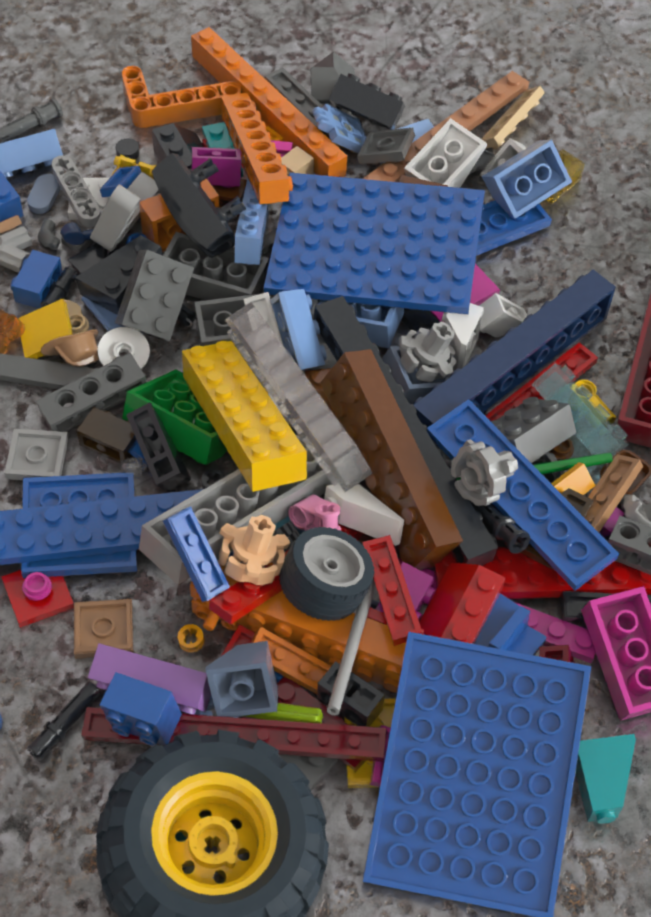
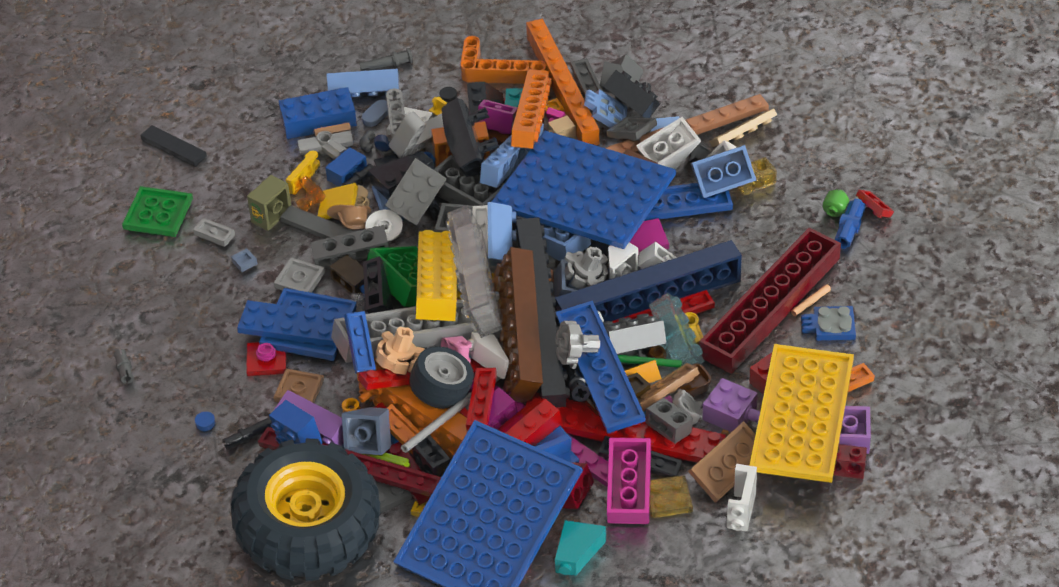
camera: 25 degrees right, 10 degrees down
(124, 176) = (430, 113): blue tile -> none

